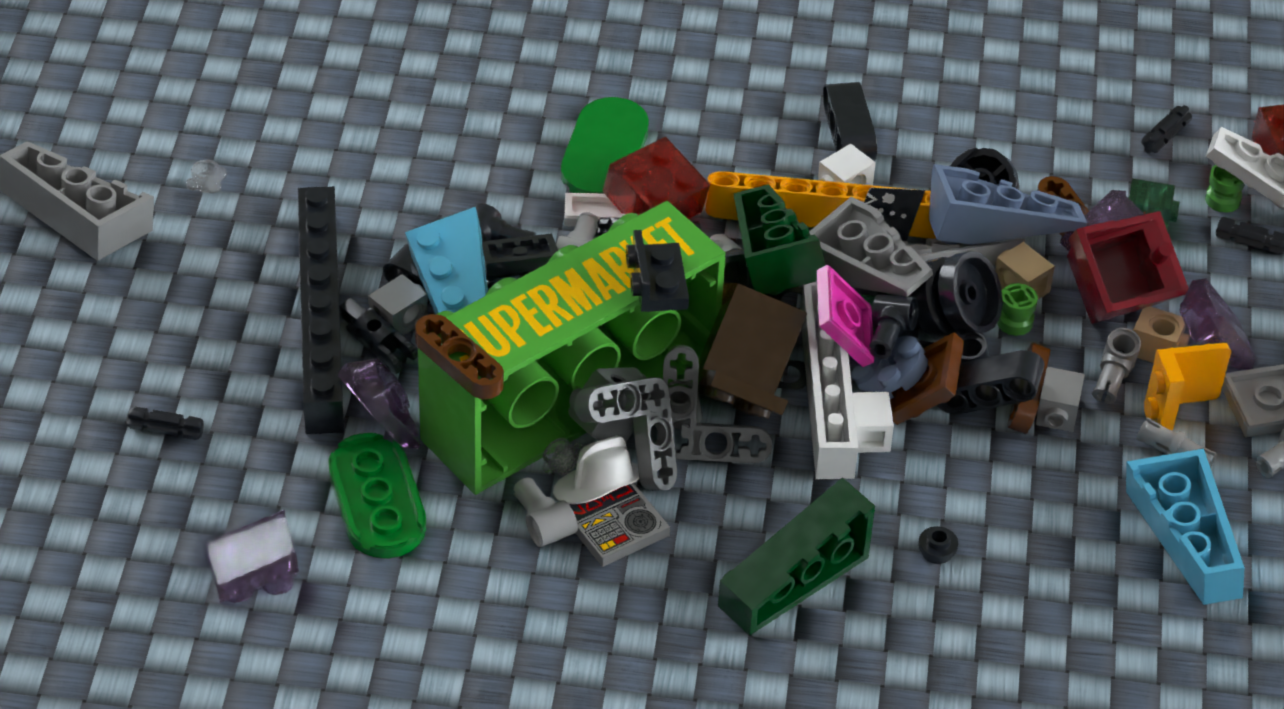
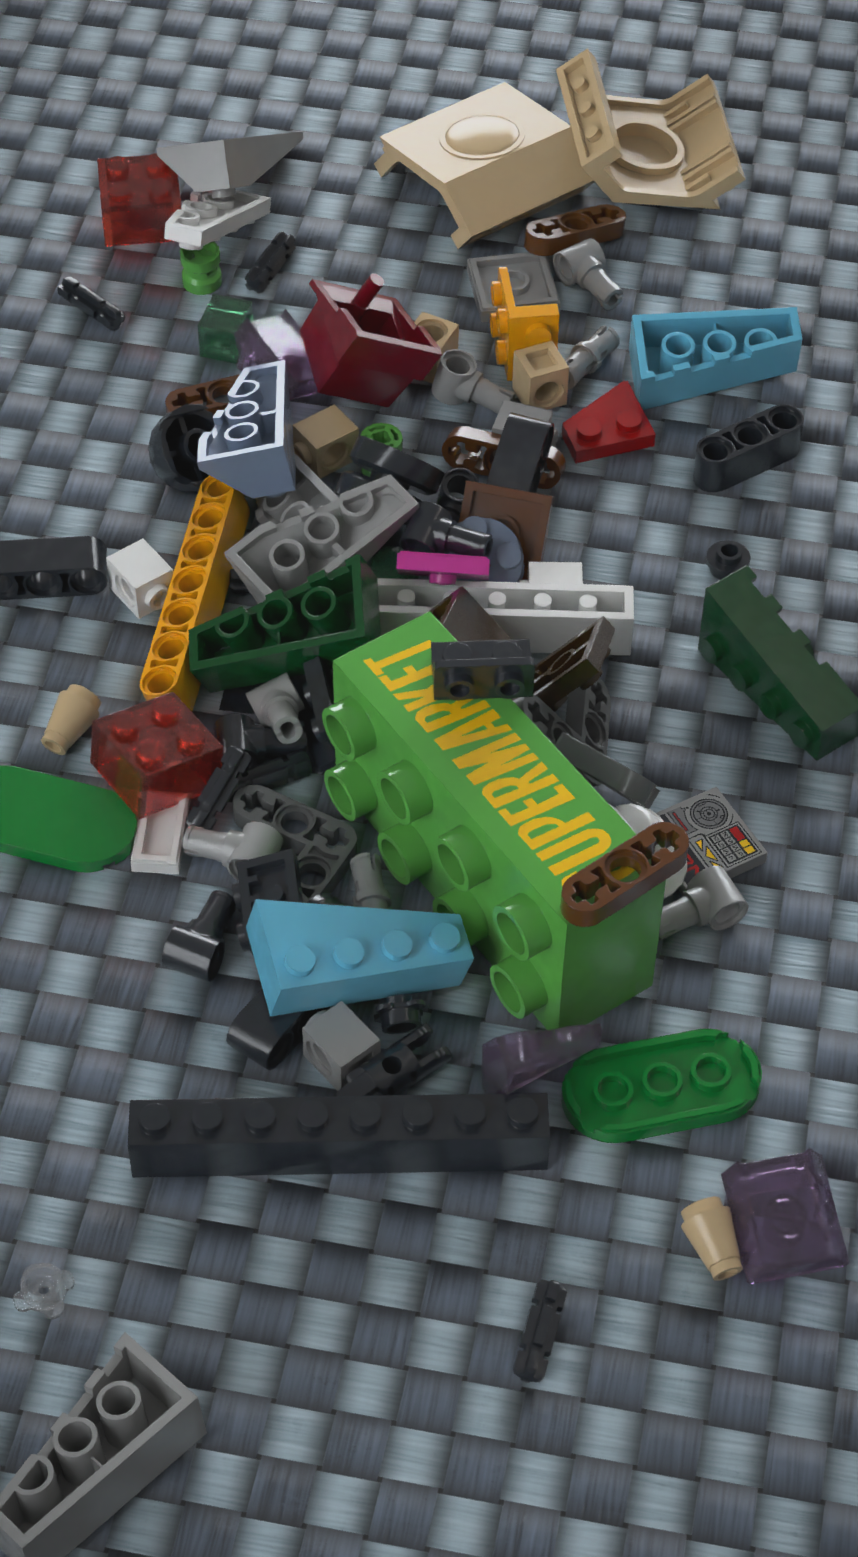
camera: 85 degrees left, 5 degrees up
(235, 514) = (713, 1236): none -> tan cone
(700, 149) = (70, 718): none -> tan cone
(896, 206) = (230, 523): black sticker -> none
(1077, 556) = (748, 448): none -> black beam
(1090, 465) = (608, 426): none -> red wing
(1126, 402) = (540, 376): none -> tan brick
(1213, 322) = (436, 289): clear purple slope -> none

